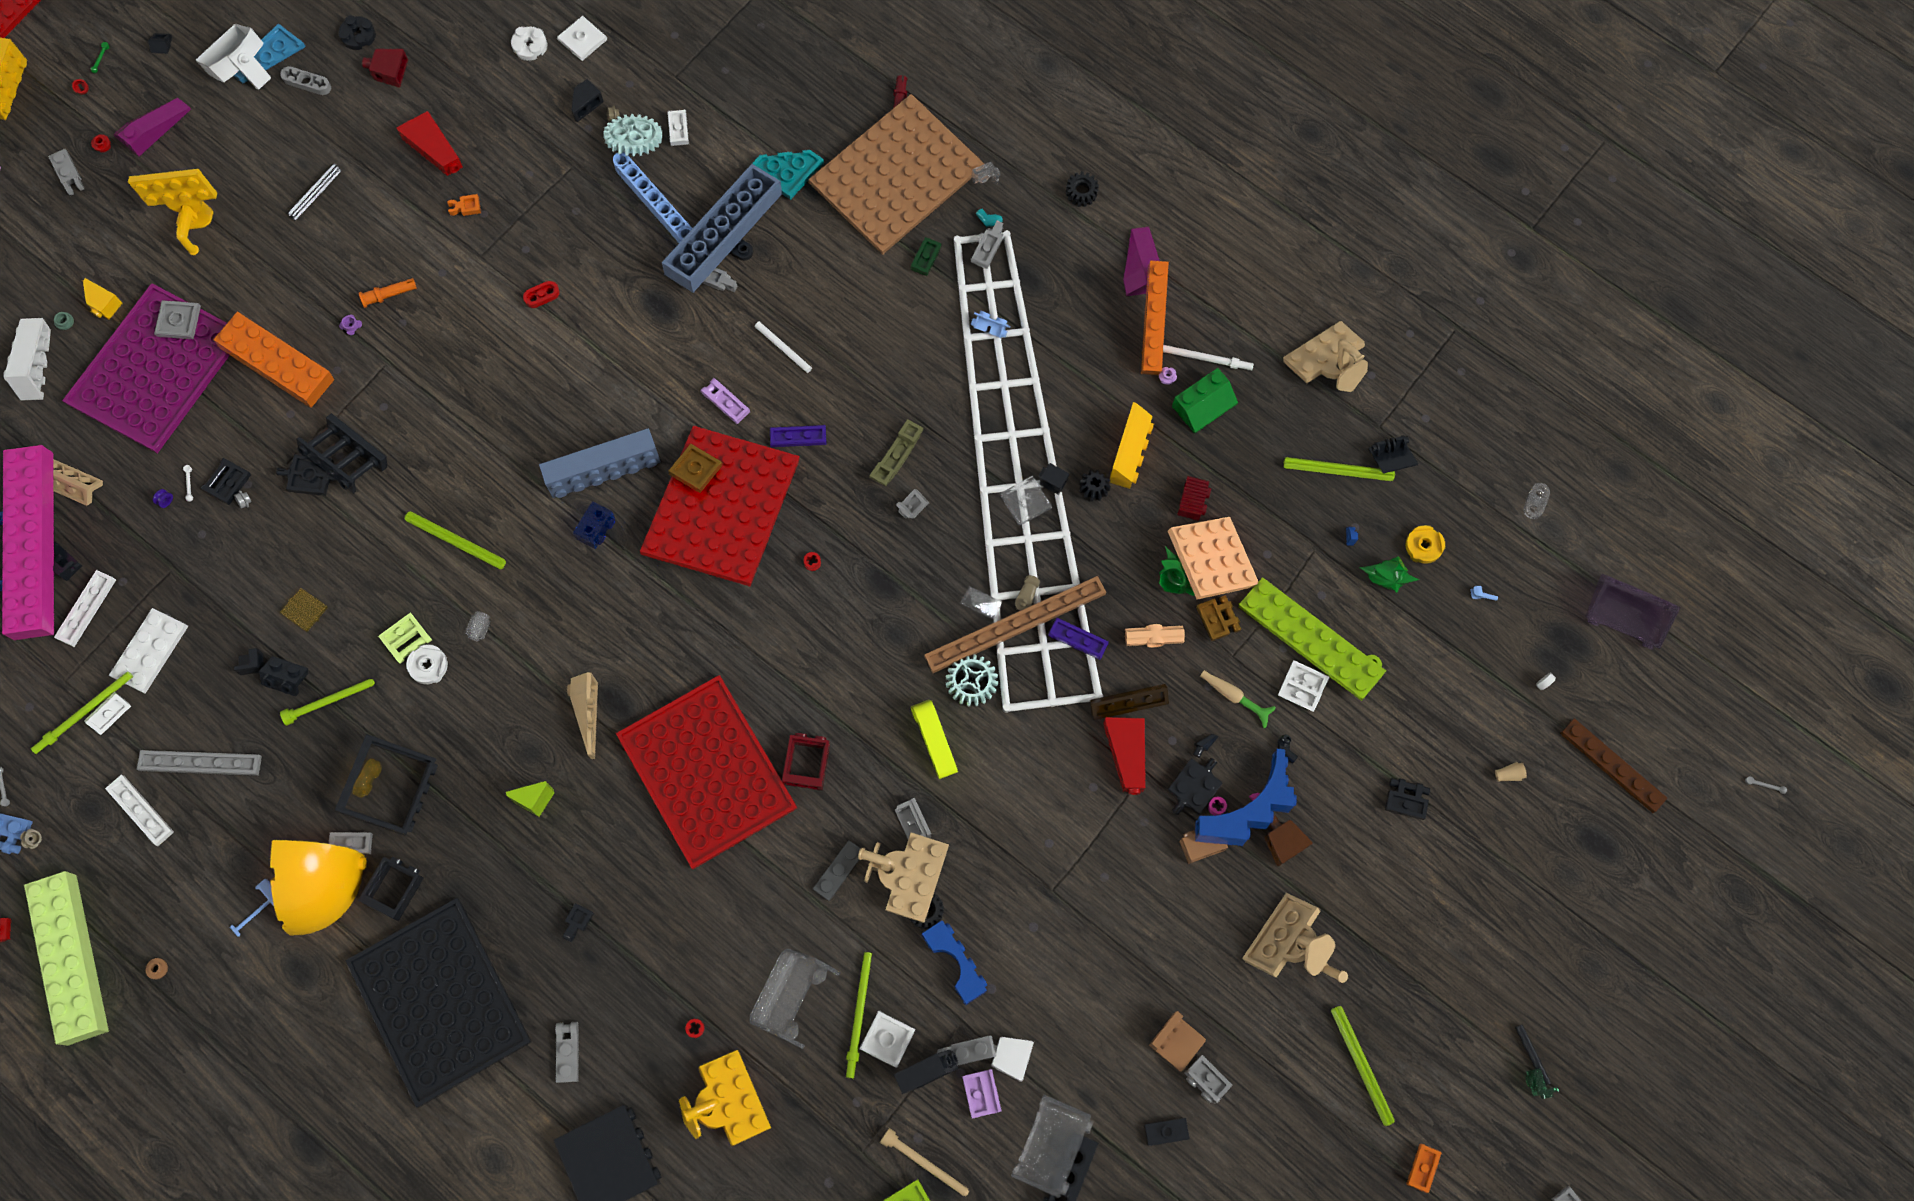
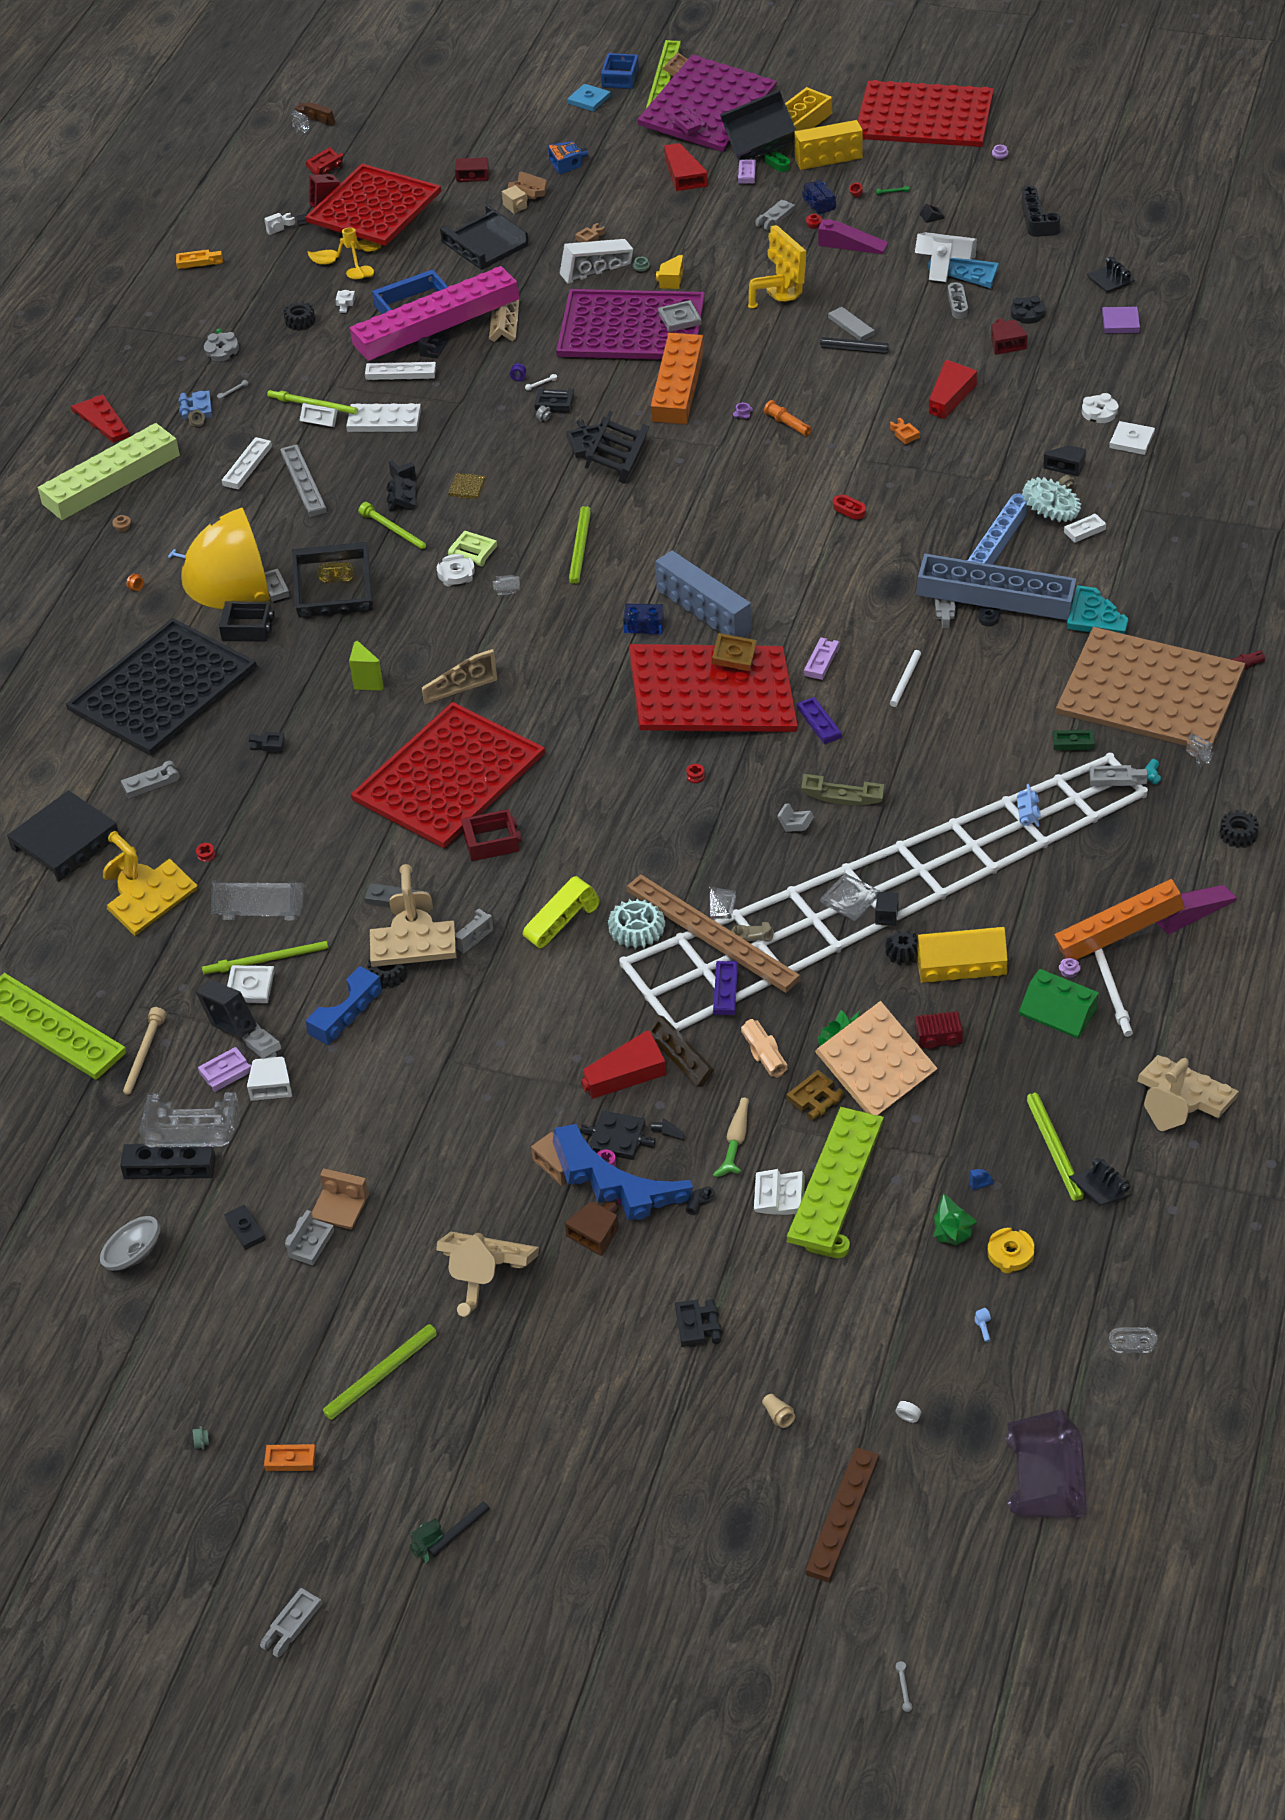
camera: 75 degrees right, 25 degrees down
(69, 122) = (819, 196): none -> clear blue brick
(263, 982) = (135, 582): none -> orange plate
(280, 180) = (851, 324): none -> light grey tile

